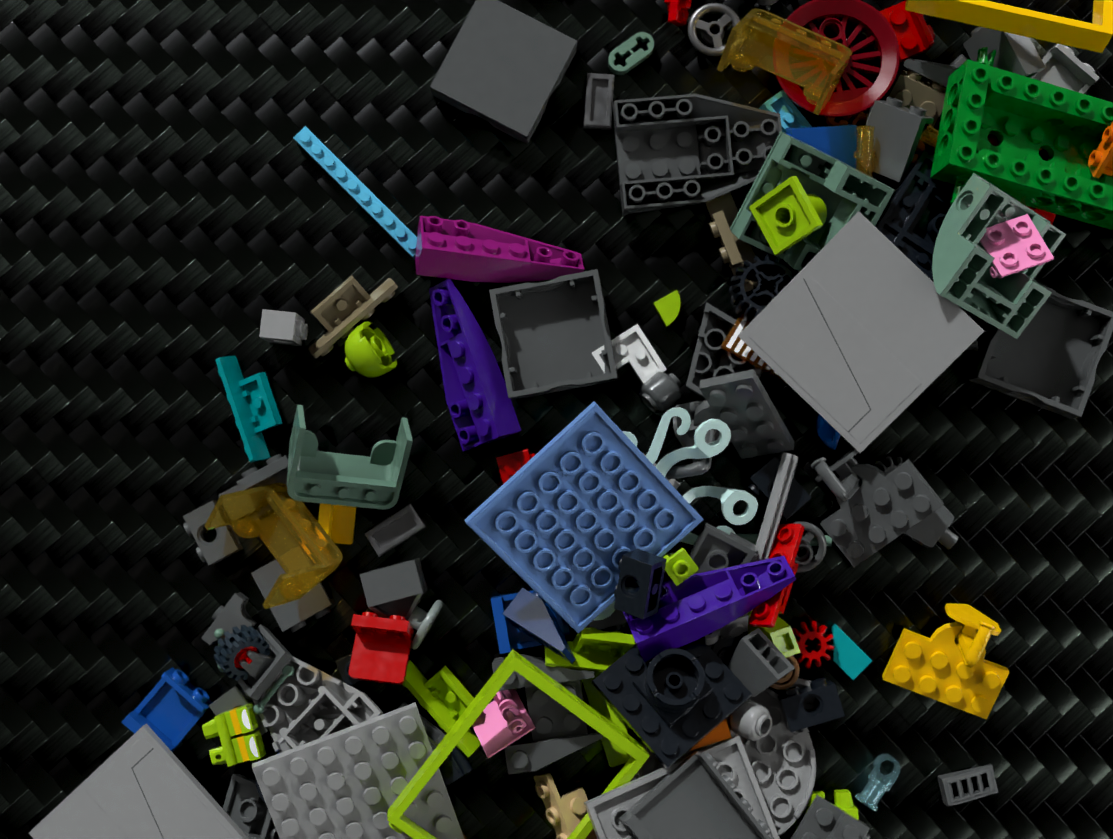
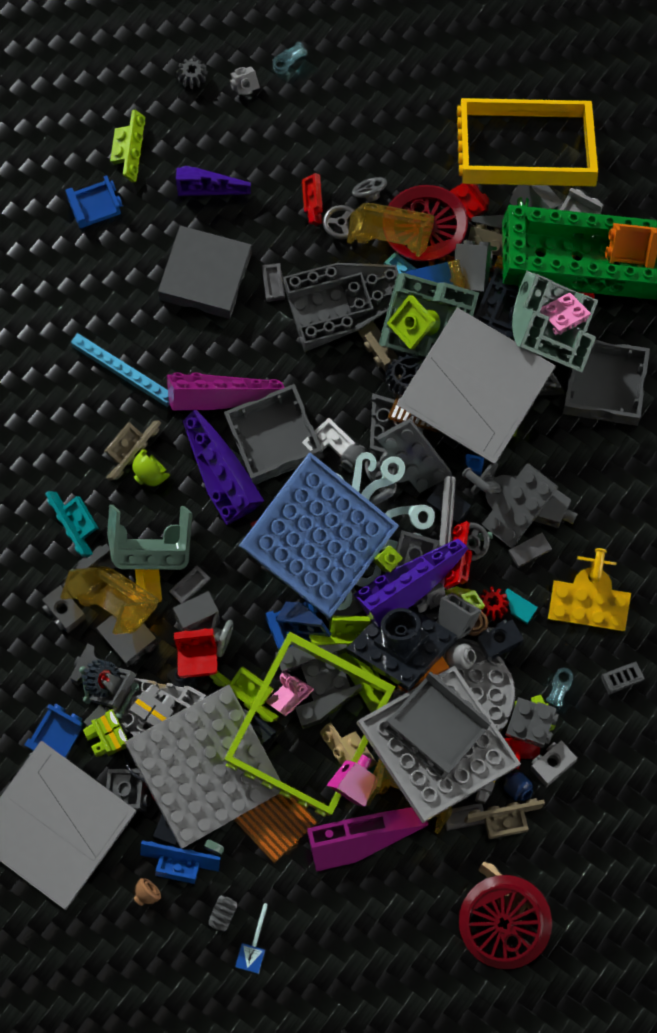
camera: 10 degrees left, 15 degrees down
(283, 327) = (88, 463): light grey brick -> none
(300, 717) = (147, 701): none -> light grey hips
(627, 48) = (285, 245): sand green beam -> none
(644, 598) = (370, 562): black brick -> none
(668, 307) = (348, 404): lime tile -> none
(879, 573) = (530, 550): none -> flat silver tile

